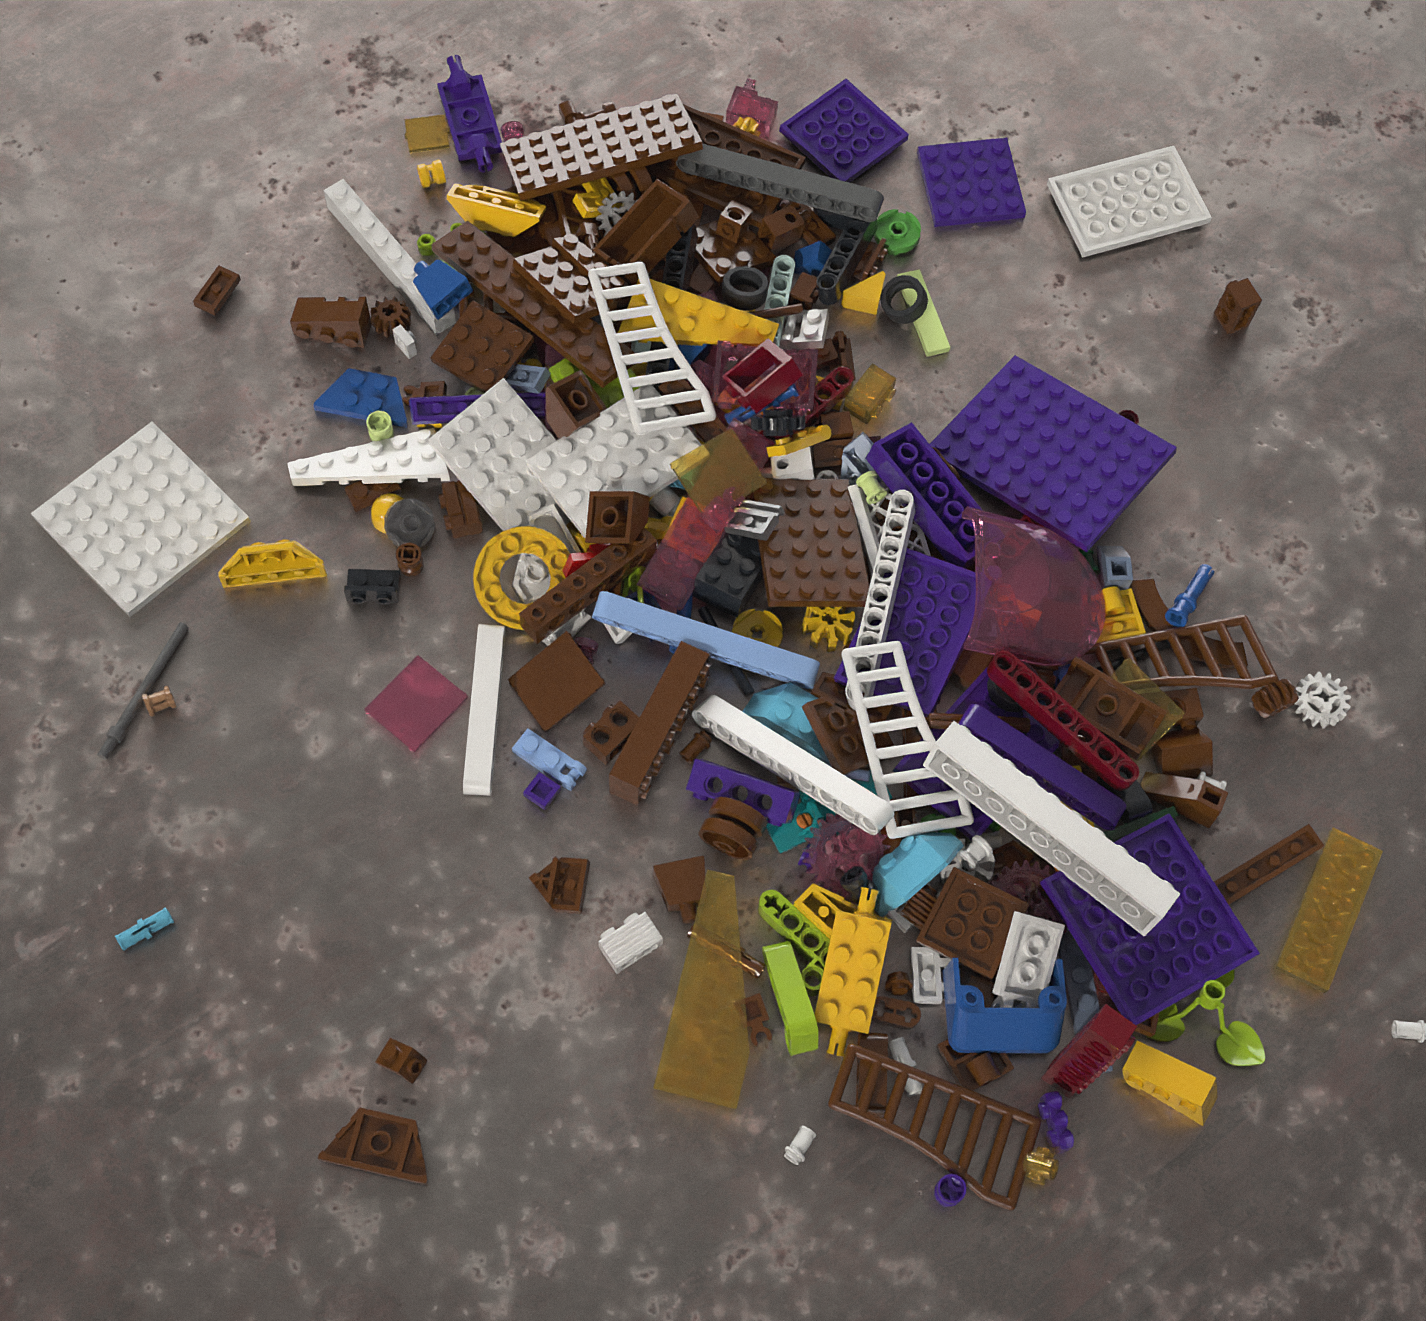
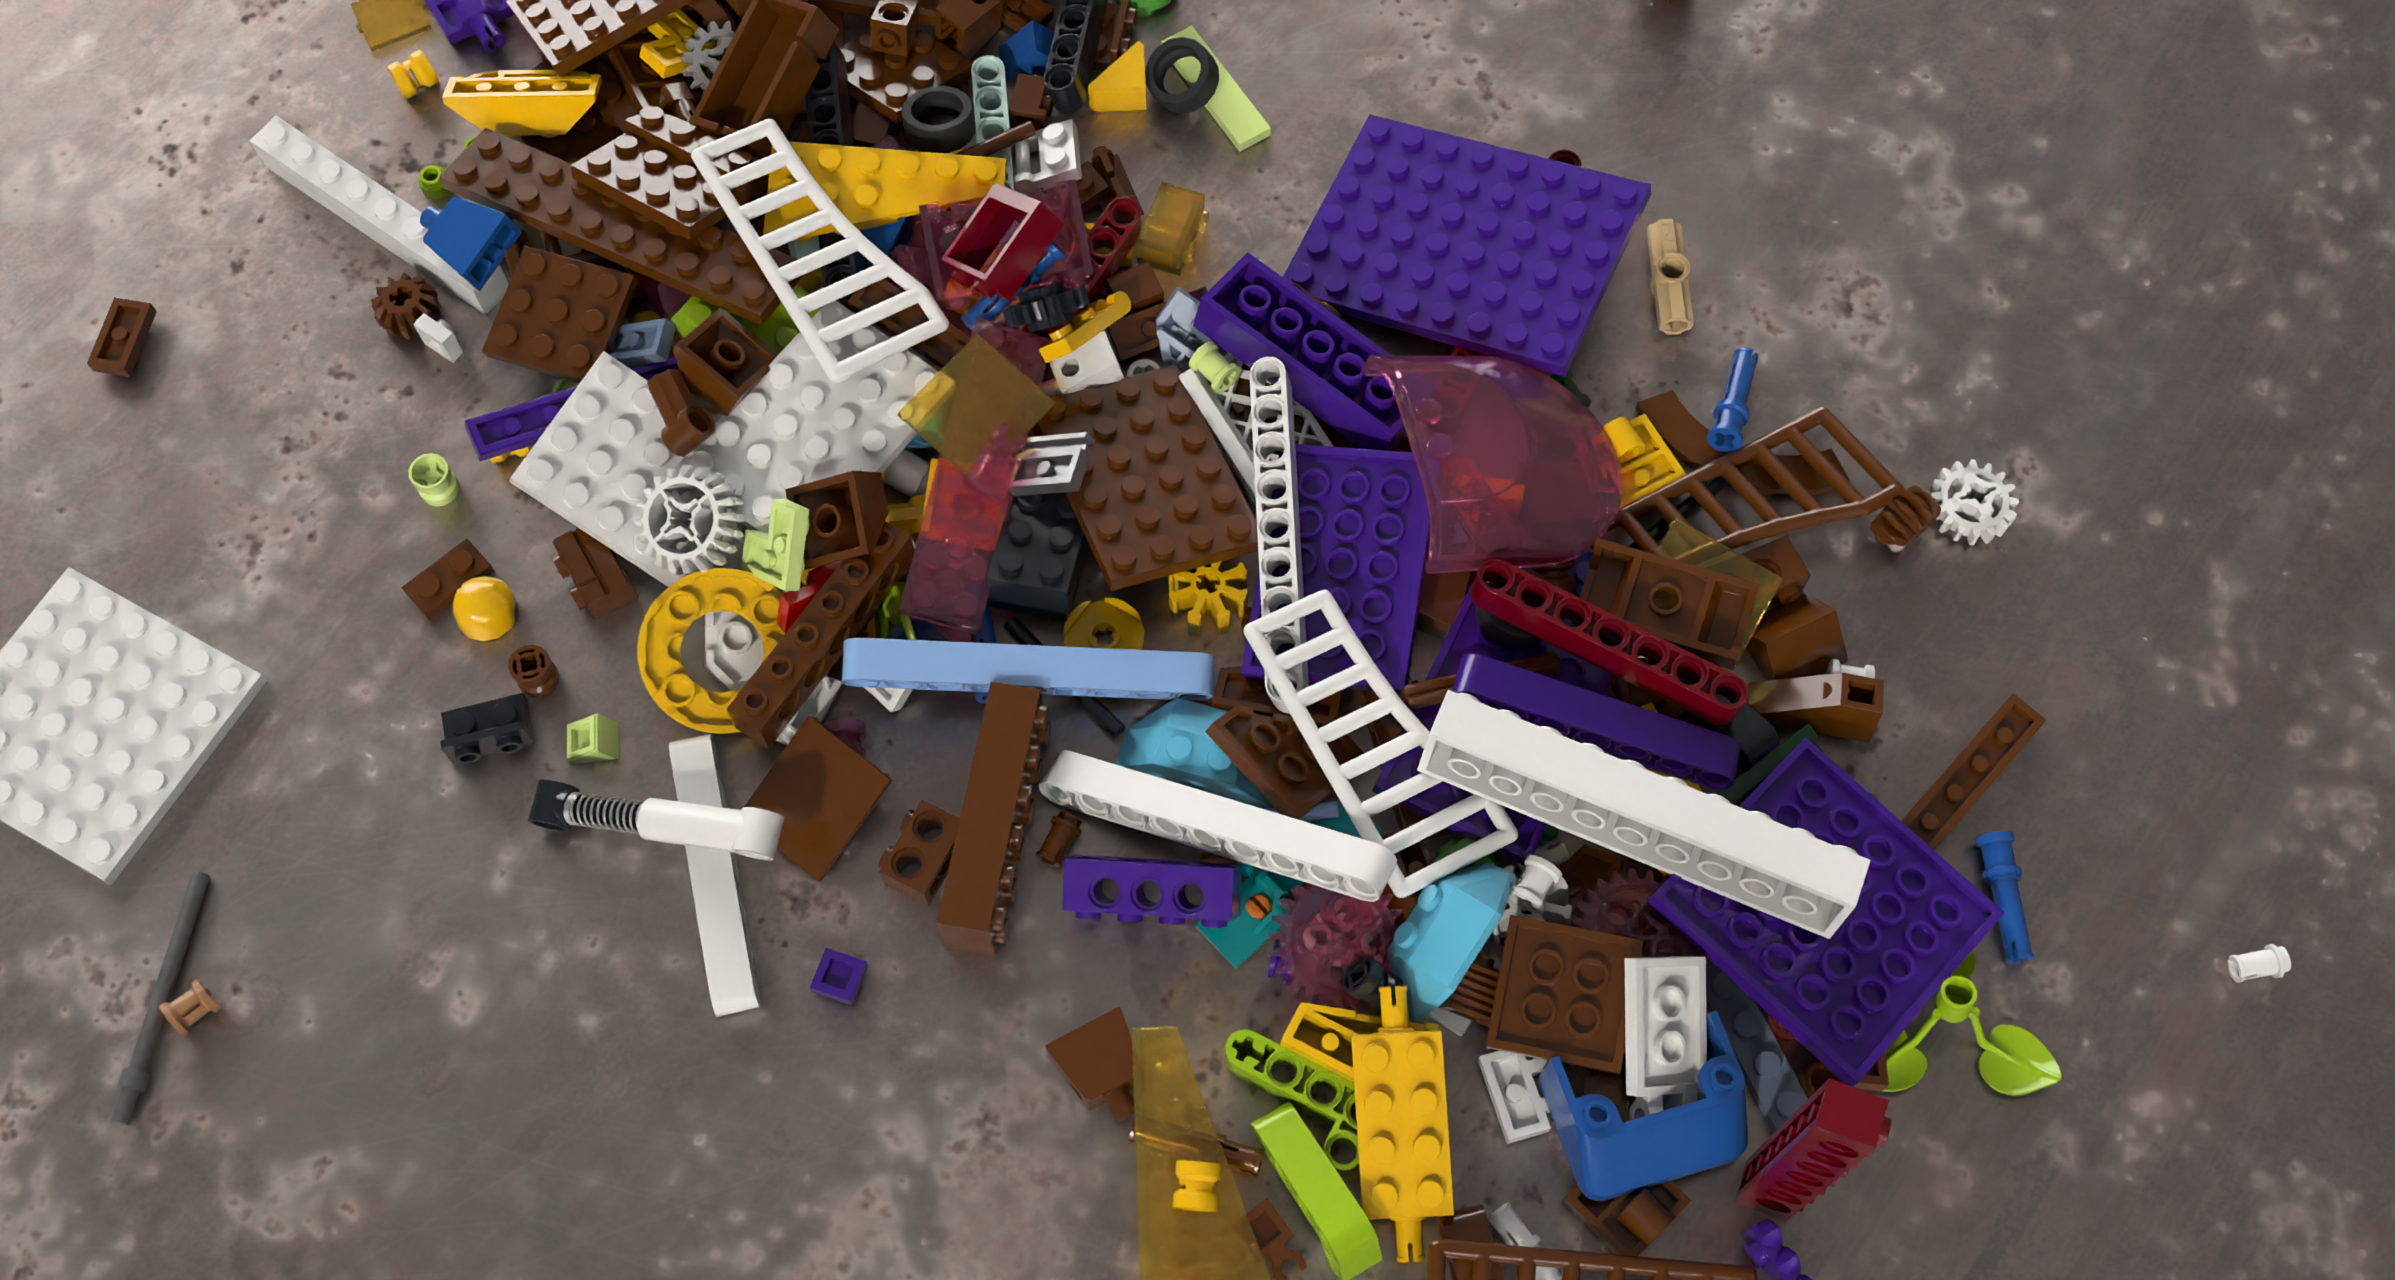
camera: 10 degrees left, 0 degrees up
(271, 563) = (313, 739): yellow wedge -> none
(332, 320) = (315, 335): reddish brown wedge -> none
(362, 393) = (391, 434): blue wing -> none
(375, 462) = (437, 537): white wing -> none
(409, 522) = (518, 614): flat silver tile -> none
(416, 703) = (604, 895): clear pink piece -> none
(426, 389) = (491, 400): reddish brown plate -> none
(433, 610) = (592, 739): none -> yellowish green slope
(509, 688) = (745, 831): none -> white piece
(516, 487) = (668, 516): none -> white gear
(541, 433) = (685, 421): none -> reddish brown piece
(548, 759) = (836, 923): light blue plate -> none
(563, 883) = (913, 1113): reddish brown slope -> none
(576, 528) = (780, 552): none -> yellowish green plate
(630, 941) = (1042, 1176): white brick -> none
(721, 968) = (1196, 1184): none -> yellow wheel
(733, 828) = (1153, 950): reddish brown wheel -> none
(893, 1019) = (1483, 1155): reddish brown beam -> none
(898, 983) = (1475, 1119): reddish brown plate -> none
(1114, 567) = (1611, 388): sand blue slope -> none
(1171, 1081) = (1942, 1153): yellow wedge -> none
(1172, 519) = (1670, 294): none -> tan piece
(1266, 933) = (2002, 877): none -> blue pin
(1328, 910) = (2081, 816): clear yellow plate -> none

